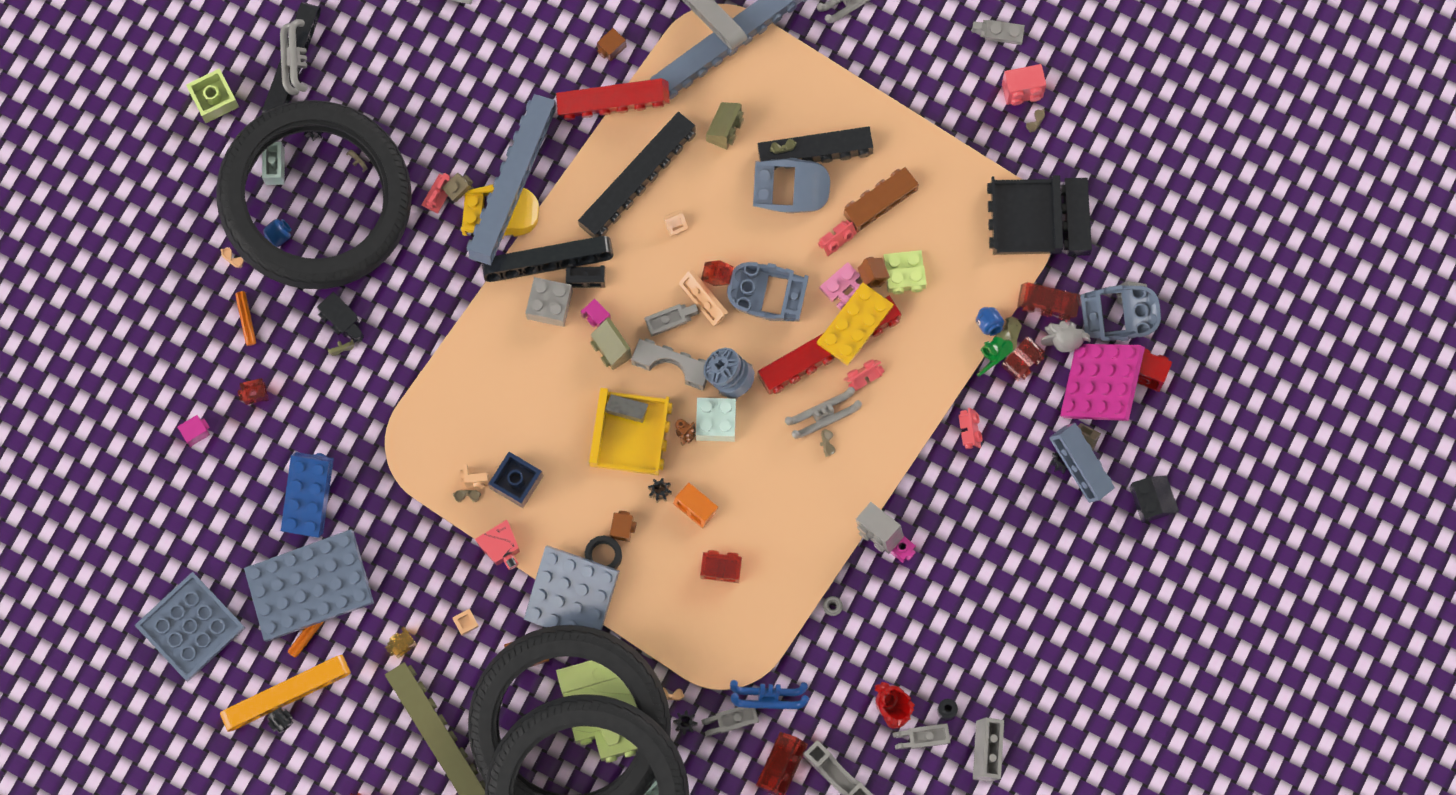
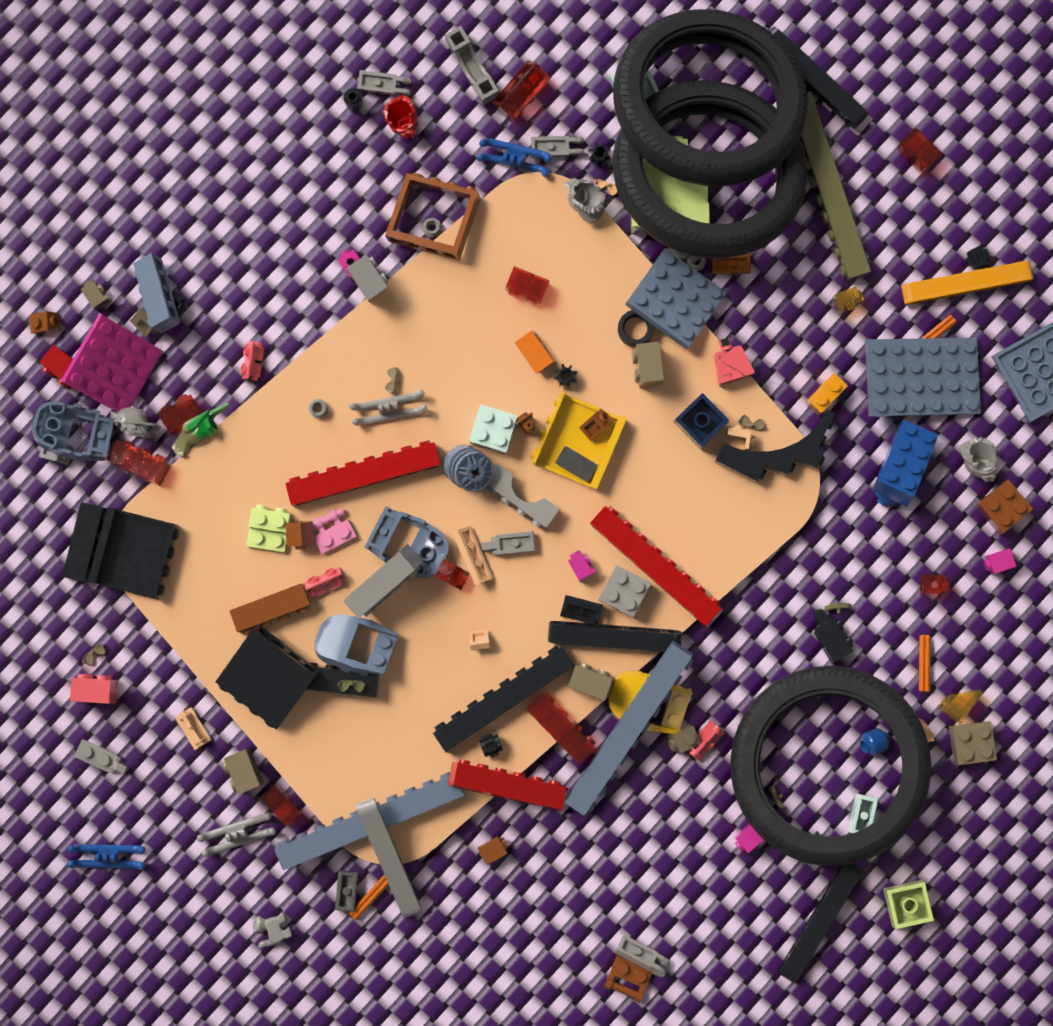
camera: 165 degrees left, 10 degrees up
(183, 255) = (972, 743): none -> dark tan brick
(201, 482) = (1003, 507): none -> dark orange brick
(204, 288) = (958, 705): none -> clear yellow slope
(235, 521) = (980, 458): none -> light grey hair
(291, 57) = (819, 921): light grey piece -> none
(377, 113) = (747, 839): none -> dark pink brick
(400, 544) = (826, 394): none -> light orange brick
(430, 464) = (752, 464): none -> black arch
(465, 622) = (781, 304): light nougat plate -> none
(526, 334) = (655, 566): none -> red brick
(559, 209) = (590, 682): none -> dark tan brick
(576, 163) = (560, 728): none -> clear red brick
(583, 524) = (648, 363): none -> dark tan brick
(610, 344) = (575, 530): slope -> none
(616, 450) = (596, 424): none -> dark orange bracket
(622, 526) = (610, 350): dark orange brick -> none
(637, 130) = (491, 745): none -> black gear
(686, 666) = (586, 199): none -> light grey hair
(724, 124) = (402, 727): olive slope -> none
(779, 245) = (386, 578): none -> light grey brick
(818, 32) = (281, 804): none -> clear red brick
(822, 645) = (426, 245): none -> dark orange window
(855, 324) = (332, 483): yellow plate -> none
(862, 50) = (243, 771): none -> dark tan brick
(863, 134) = (267, 676): none -> black panel
(870, 370) = (330, 440): coral hinge -> none
(891, 390) = (317, 402): none -> light grey plate
(921, 78) = (193, 728): none -> light nougat hinge
(988, 749) = (326, 52): light grey brick -> none
(989, 321) = (201, 455): blue head -> none
(1142, 450) = (95, 294): none -> dark tan brick
(1153, 498) = (99, 246): black slope -> none
(1182, 411) = (45, 322): none -> dark orange bracket

